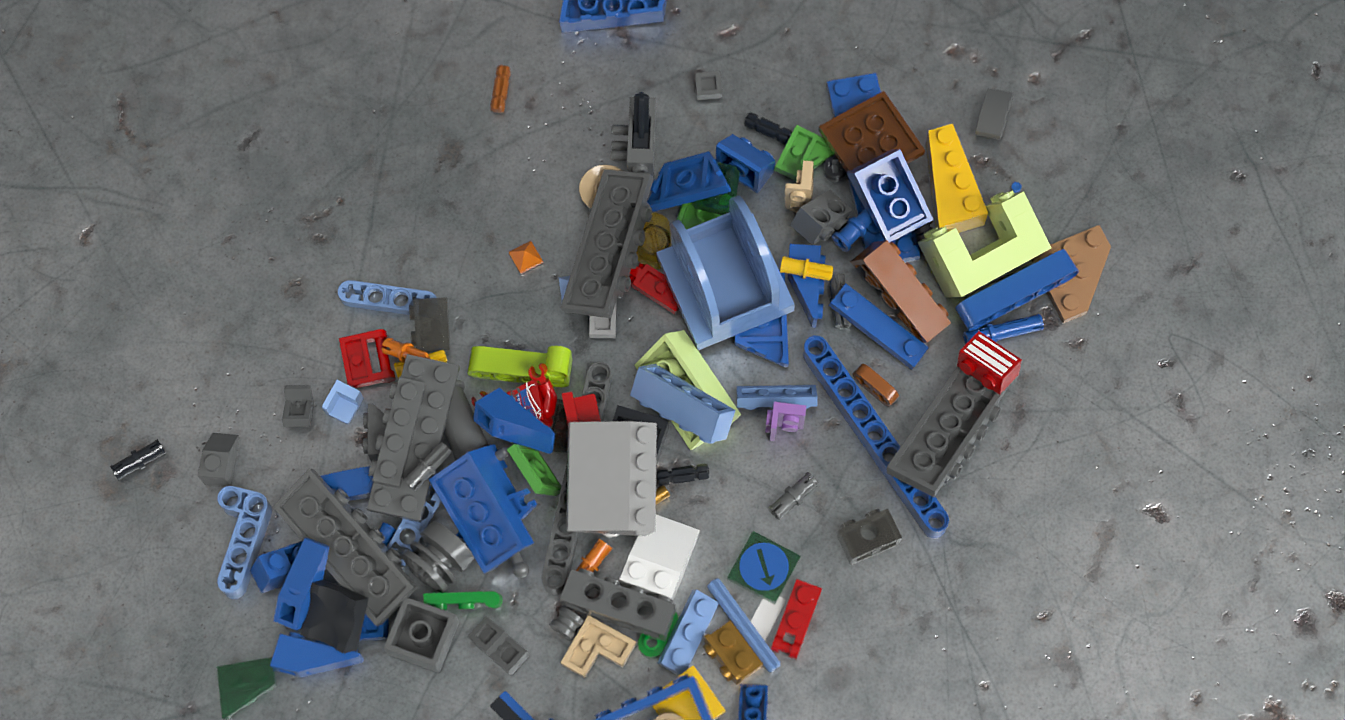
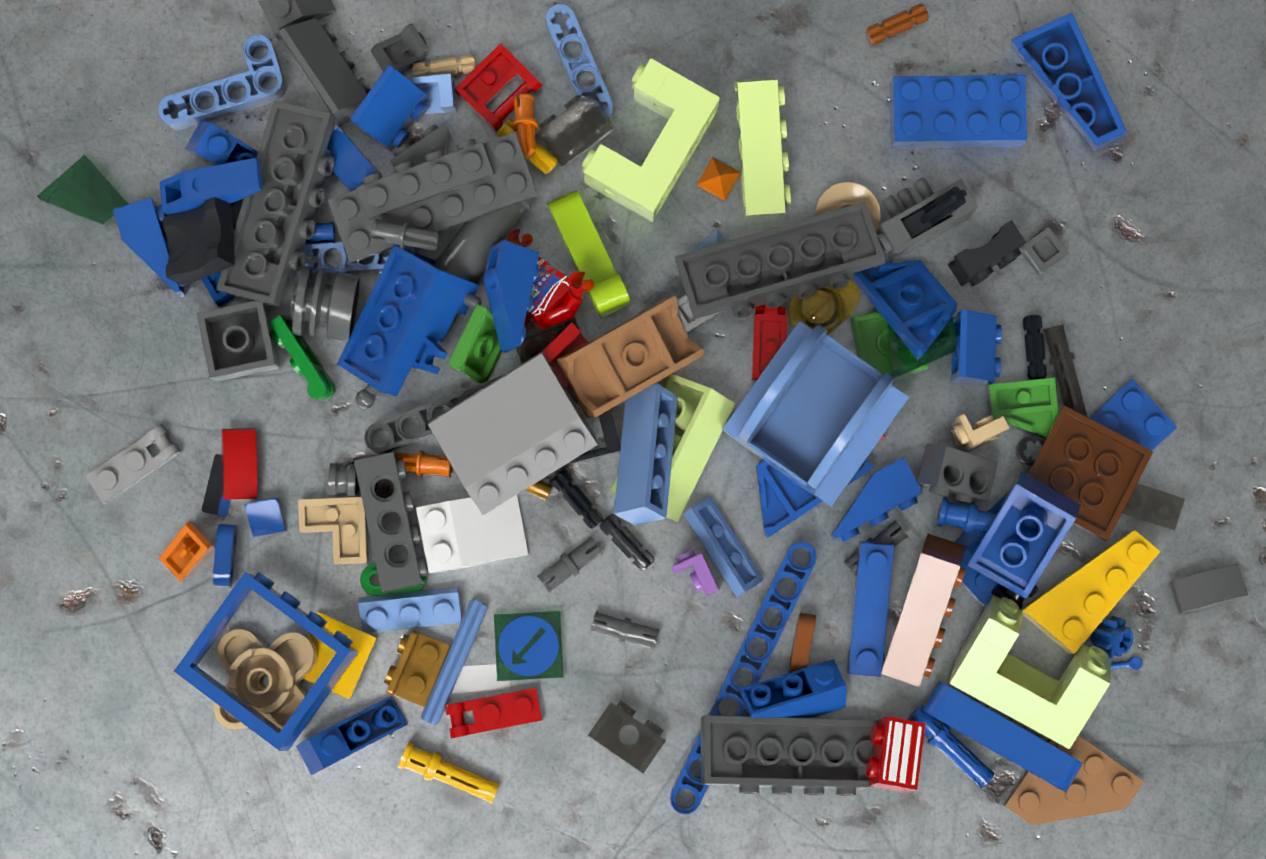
camera: 55 degrees right, 15 degrees up
(274, 462) = (326, 67): none -> dark grey slope
(333, 434) = (390, 109): none -> blue slope
(336, 371) = (445, 66): none -> tan axle
(469, 244) = (688, 115): none -> yellowish green piece
(498, 645) = (279, 424): dark grey slope -> none
(508, 688) = (239, 463): none -> red slope
(522, 212) = (761, 146): none -> yellowish green wedge
(557, 695) = (265, 517): none -> blue slope
(583, 83) = (958, 111): none -> blue brick
(609, 375) = (629, 358): none -> medium nougat piece
(691, 116) = (977, 263): none -> black brick
(724, 505) = (569, 564): none -> dark grey pin
(733, 458) = (627, 542): none -> black axle
(768, 110) = (1064, 368): none -> clear smoke pin
(806, 268) = (882, 494): yellow axle -> none
(806, 680) = (433, 766): none -> yellow pin
(909, 400) = (798, 693): none -> blue slope
(921, 113) = (1154, 507): none -> clear smoke slope
(990, 186) = (1113, 636): none -> blue gear

